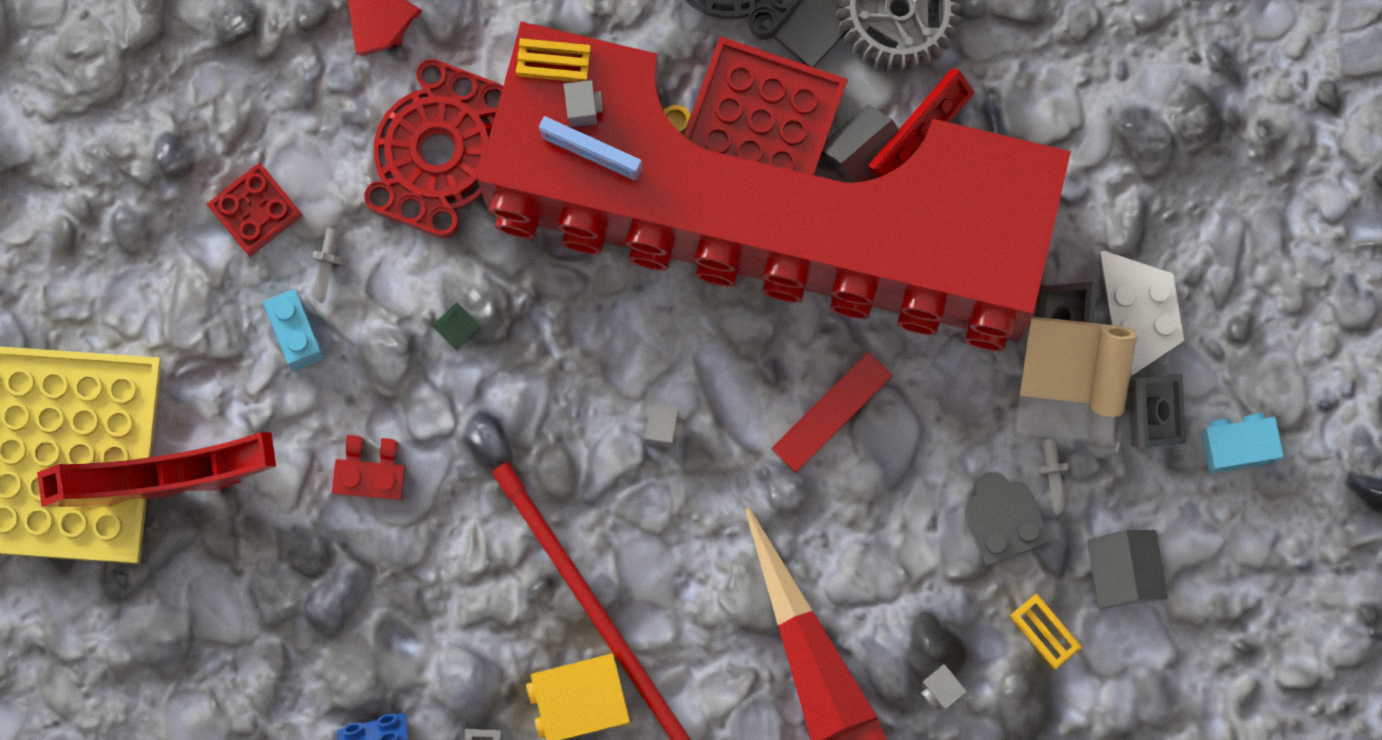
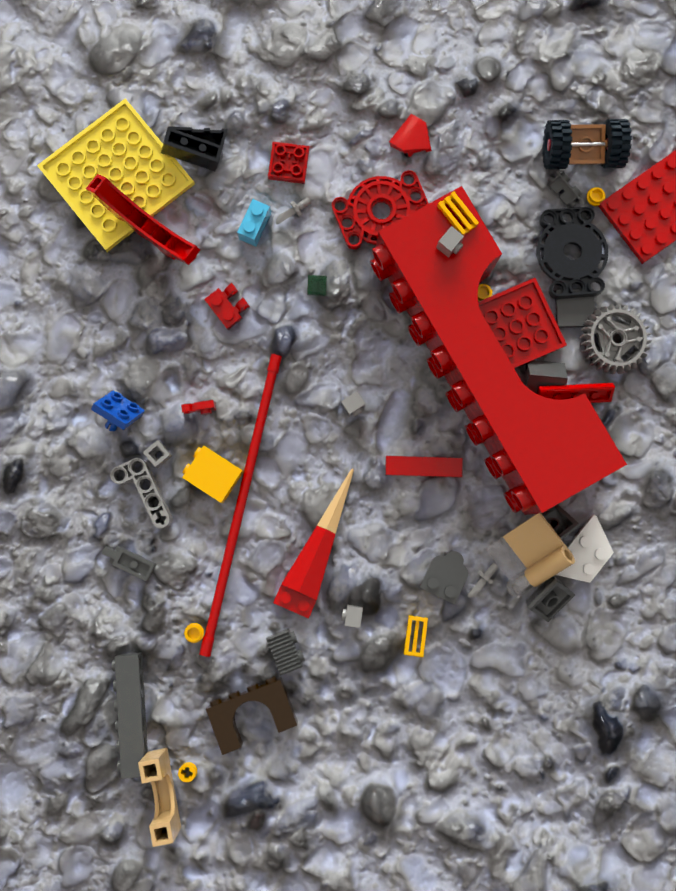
camera: 40 degrees right, 5 degrees up
(117, 310) = (195, 145): none -> black wedge
(478, 628) = (203, 407): none -> red plate
(590, 148) = (435, 263): light blue tile -> none
(1127, 568) = (472, 646): dark grey slope -> none
(1242, 443) = (569, 647): medium azure brick -> none

